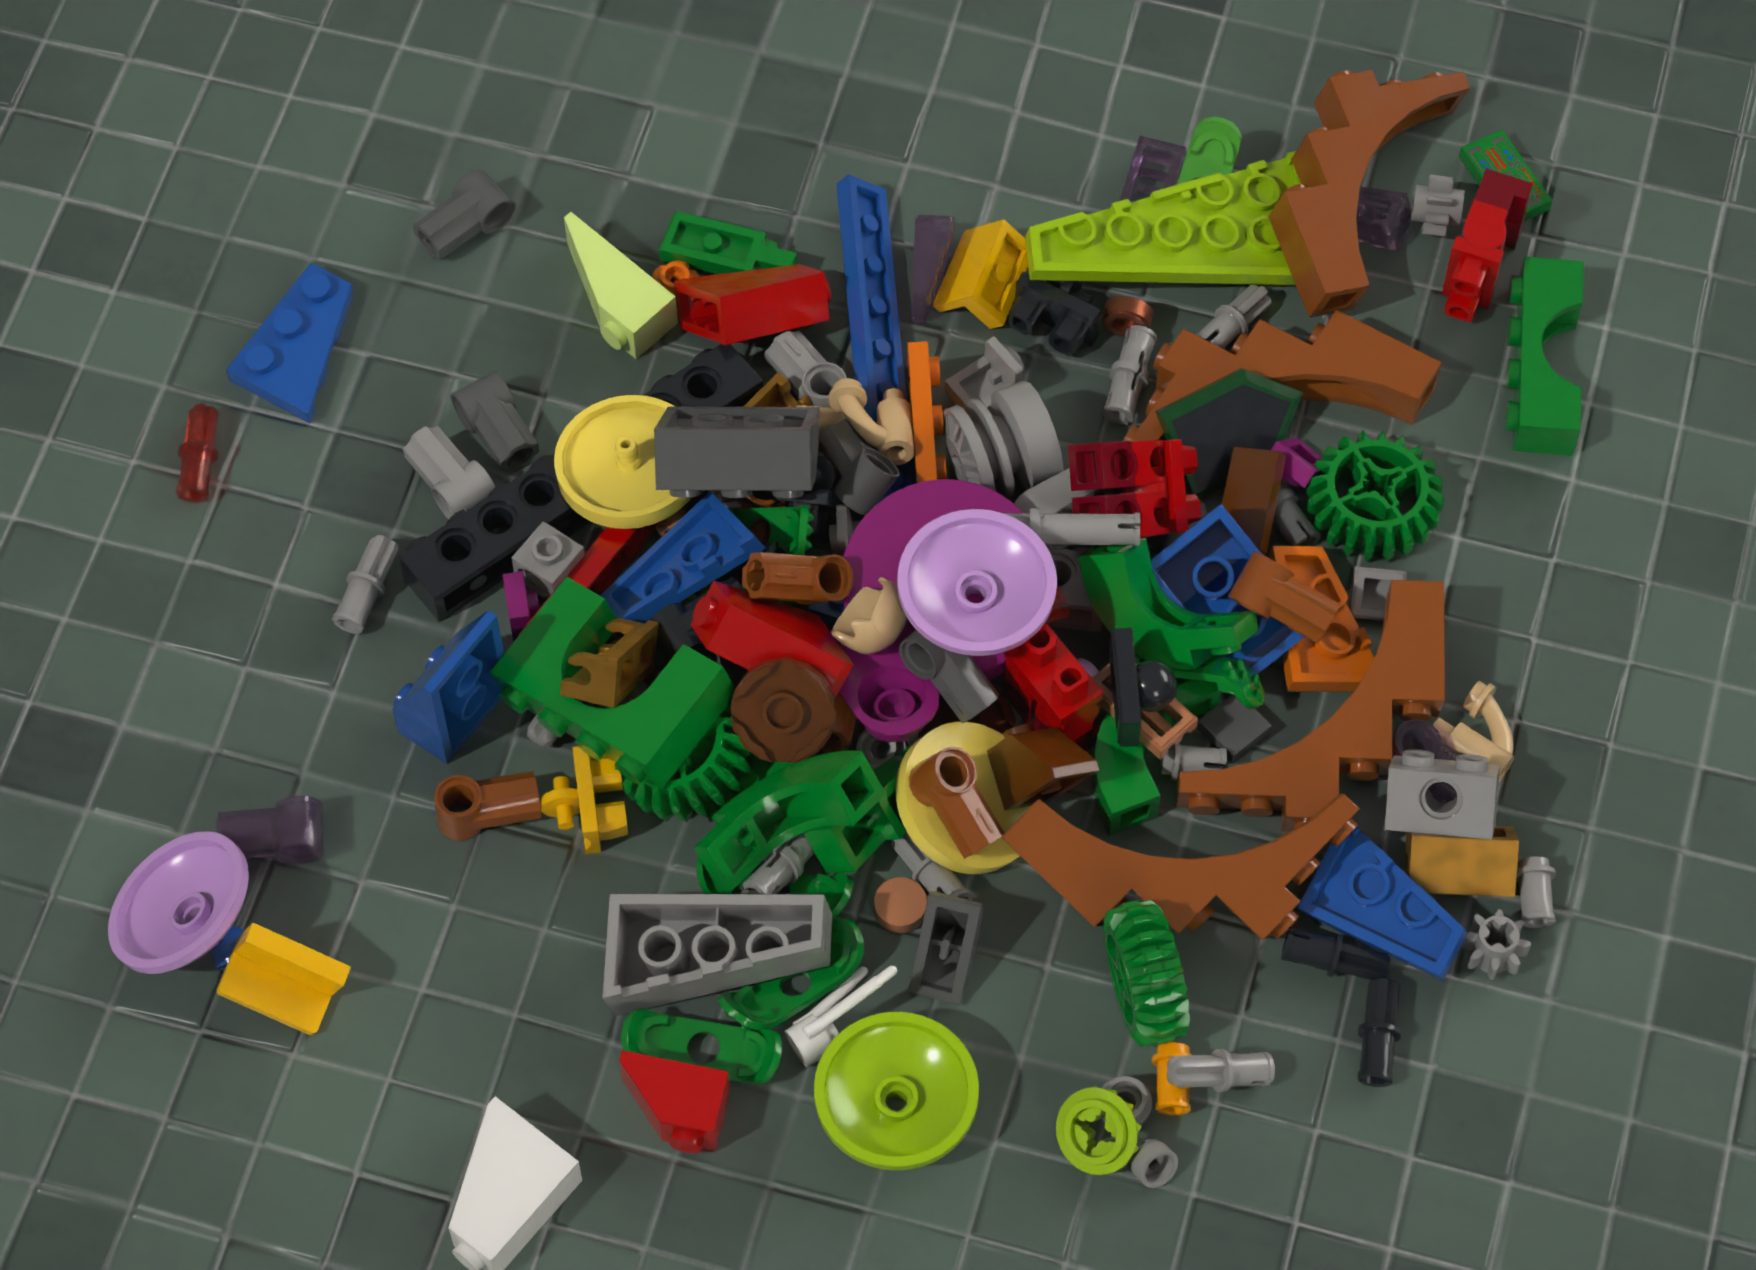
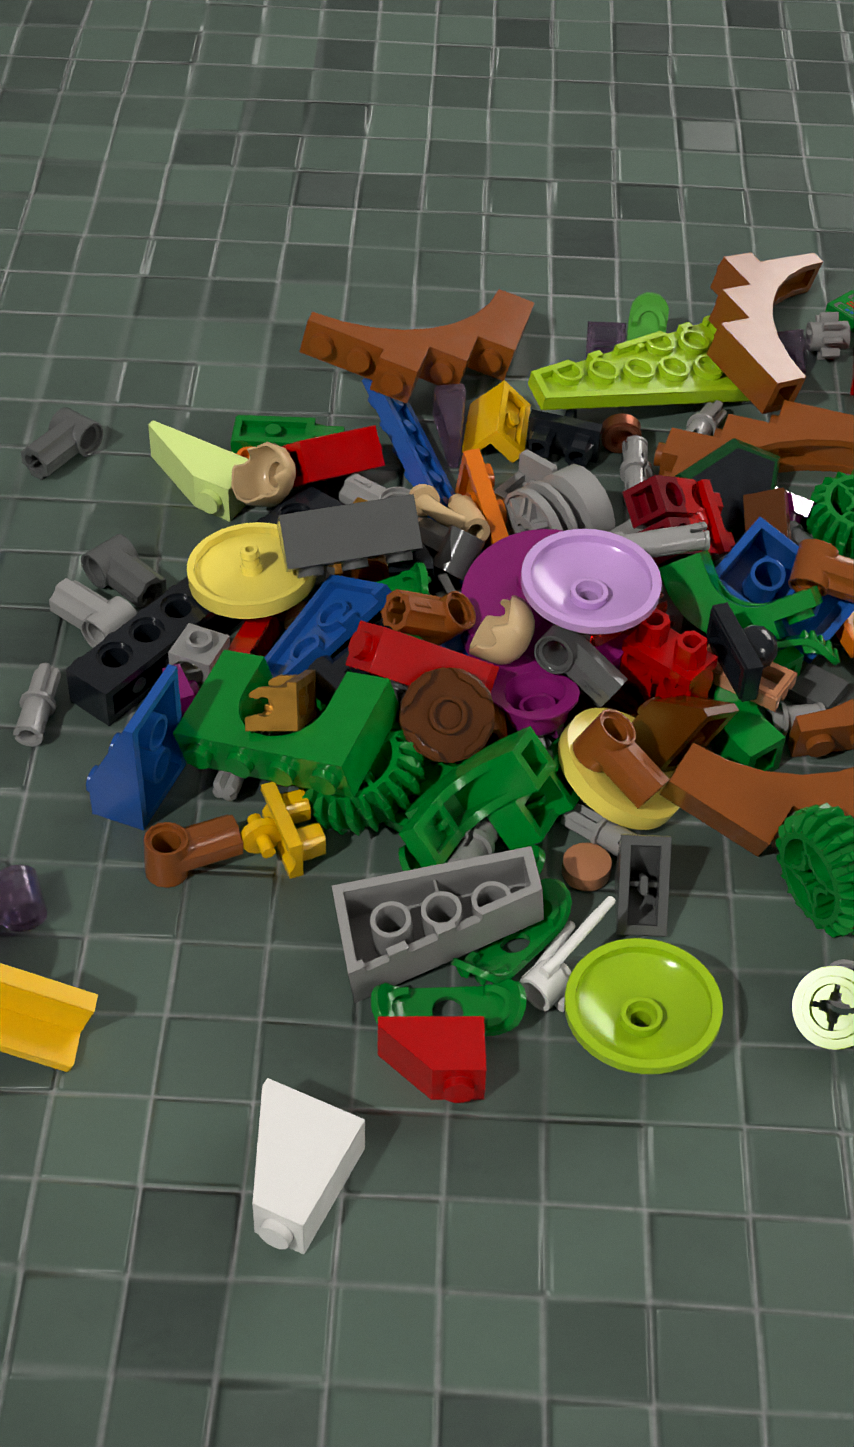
camera: 15 degrees left, 15 degrees down
(675, 327) = (265, 476): none -> tan hair
(931, 169) = (438, 354): none -> dark orange arch

